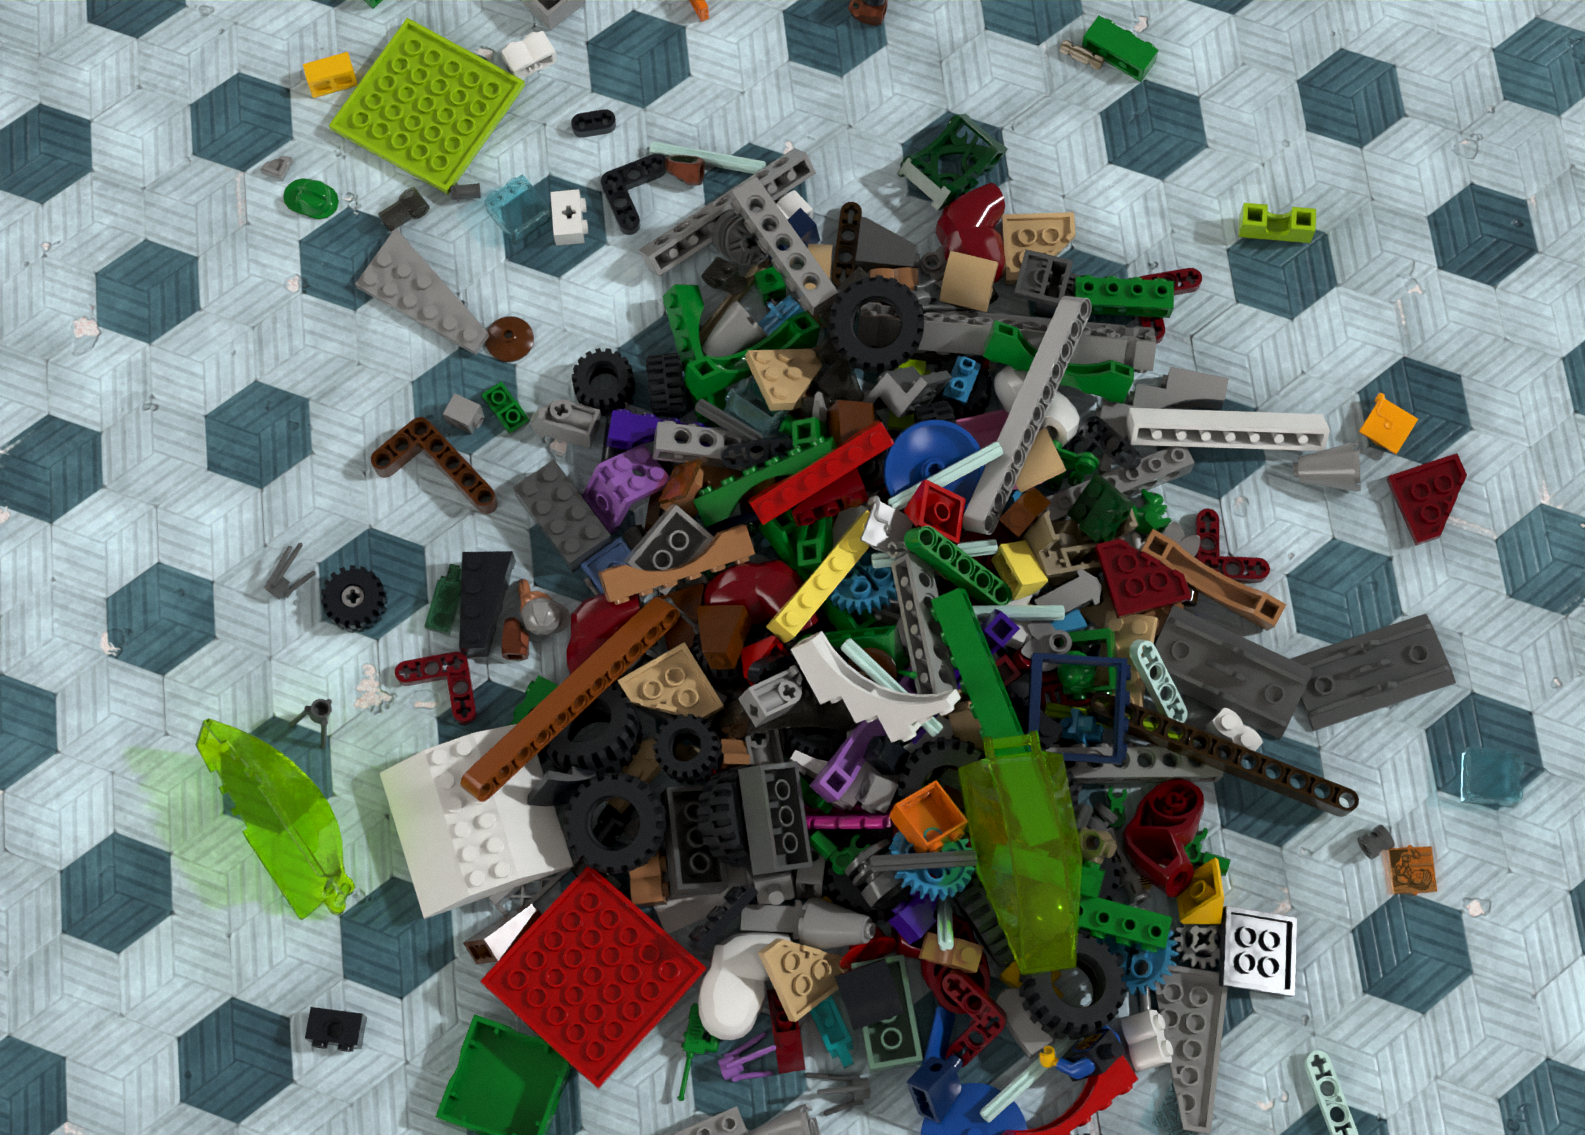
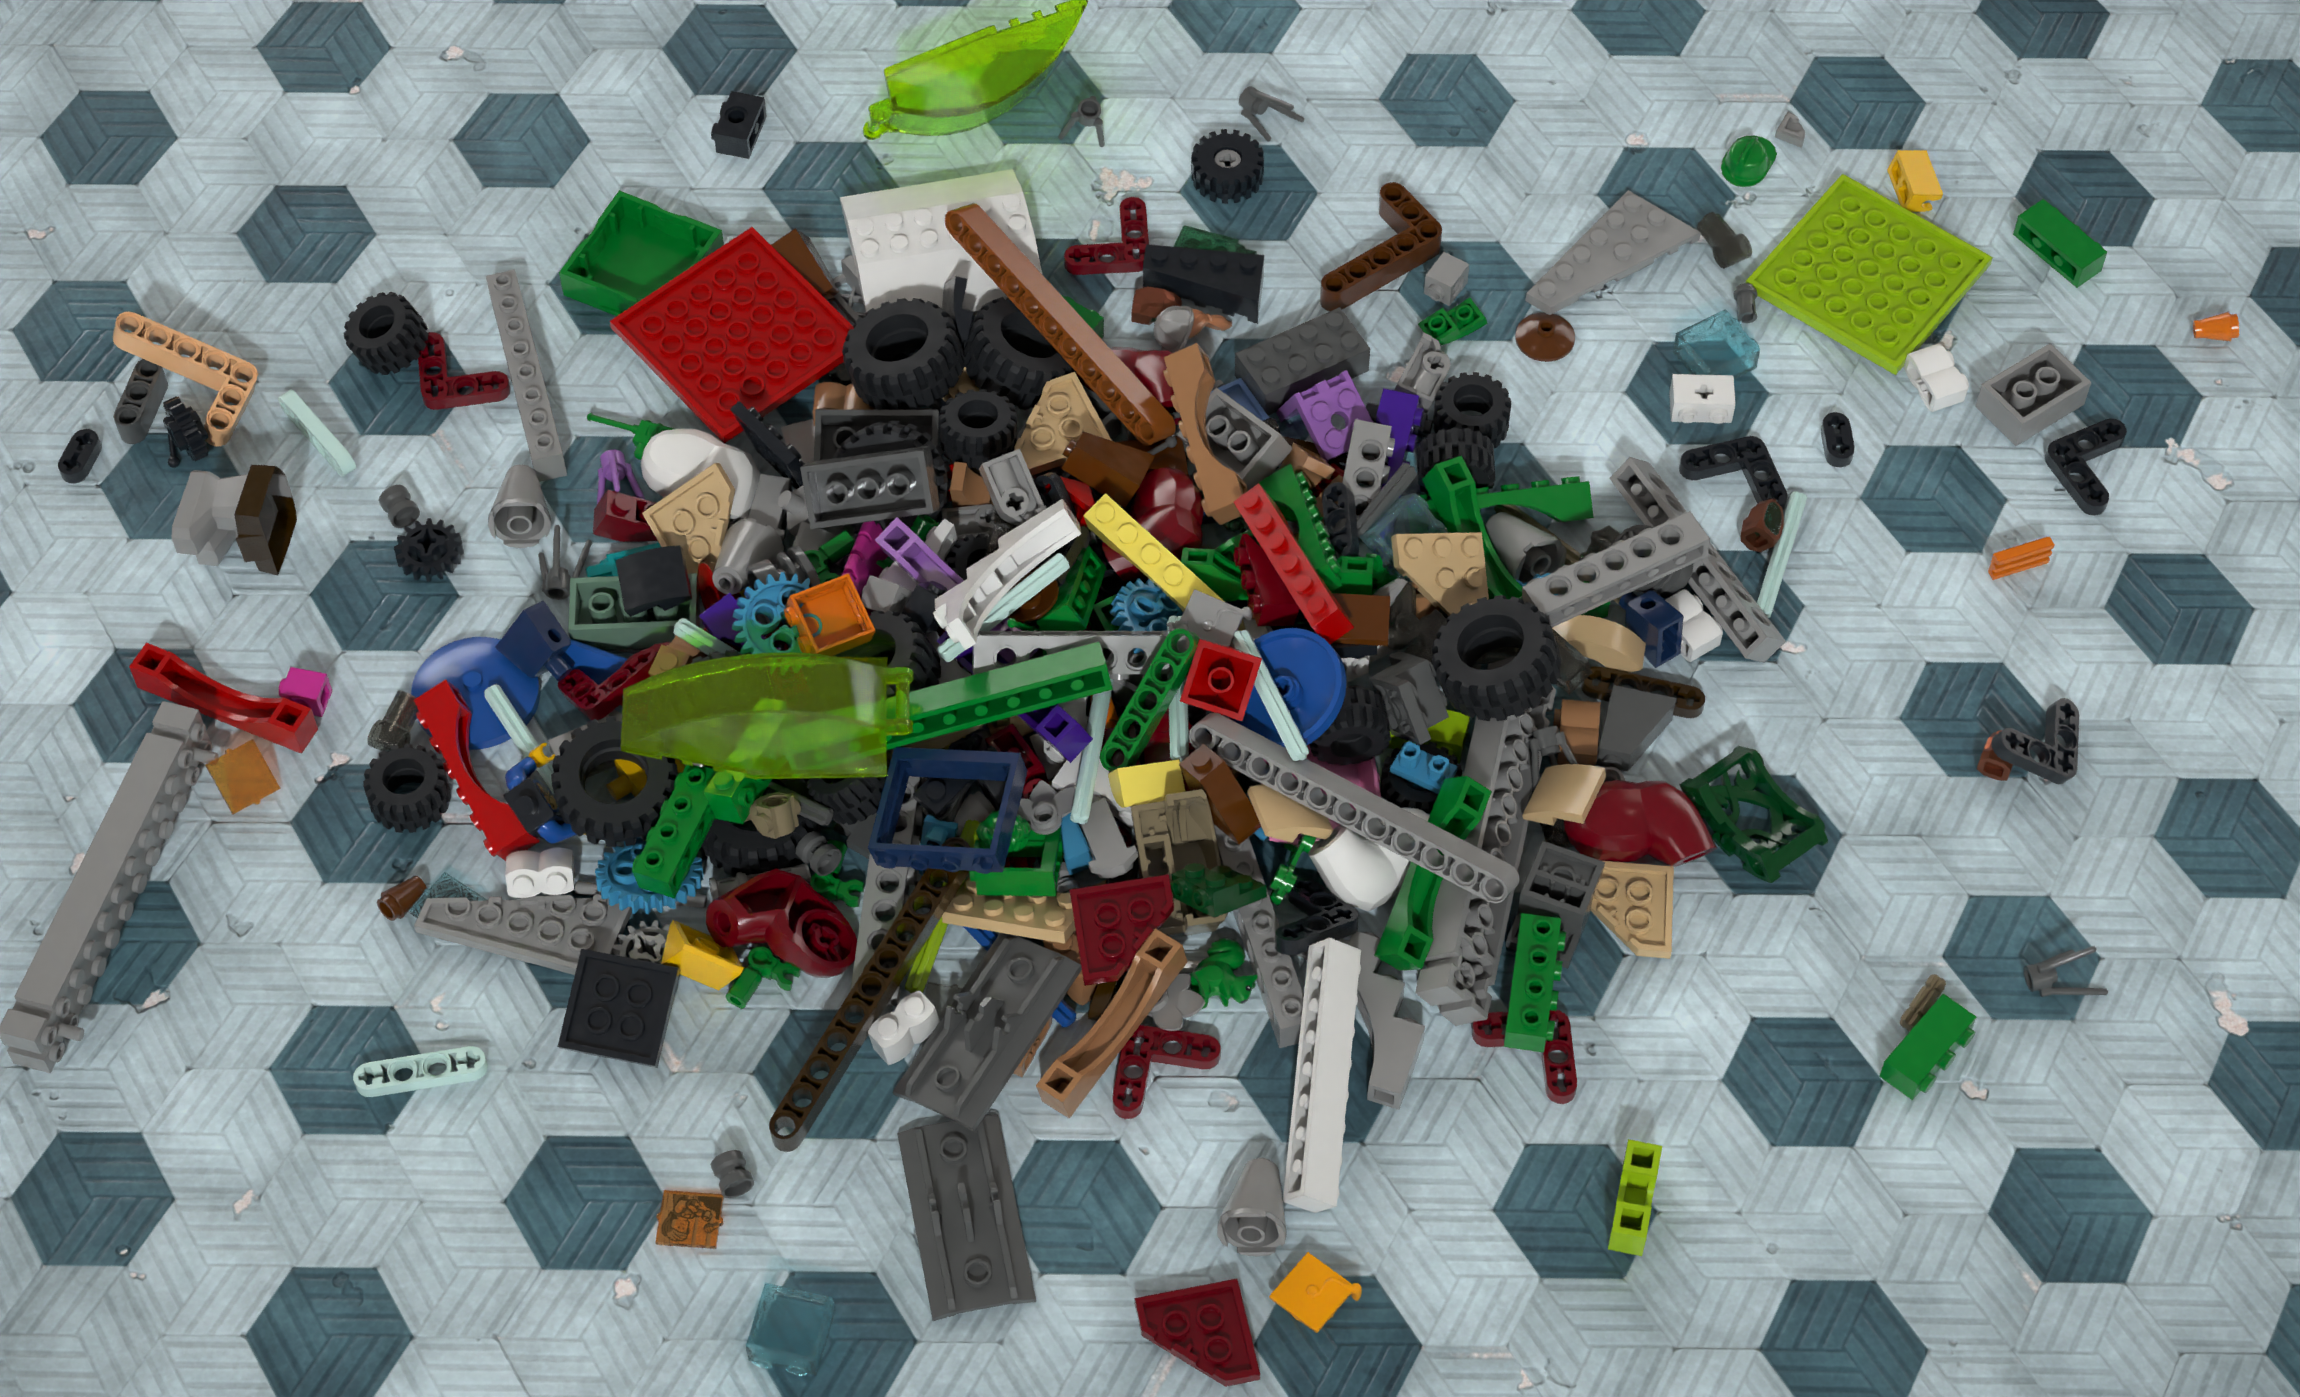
camera: 95 degrees right, 15 degrees down
(680, 481) = (1316, 454): clear orange piece -> none
(923, 860) = (775, 597): dark grey axle -> none
(1161, 680) = (983, 941): light aqua beam -> none

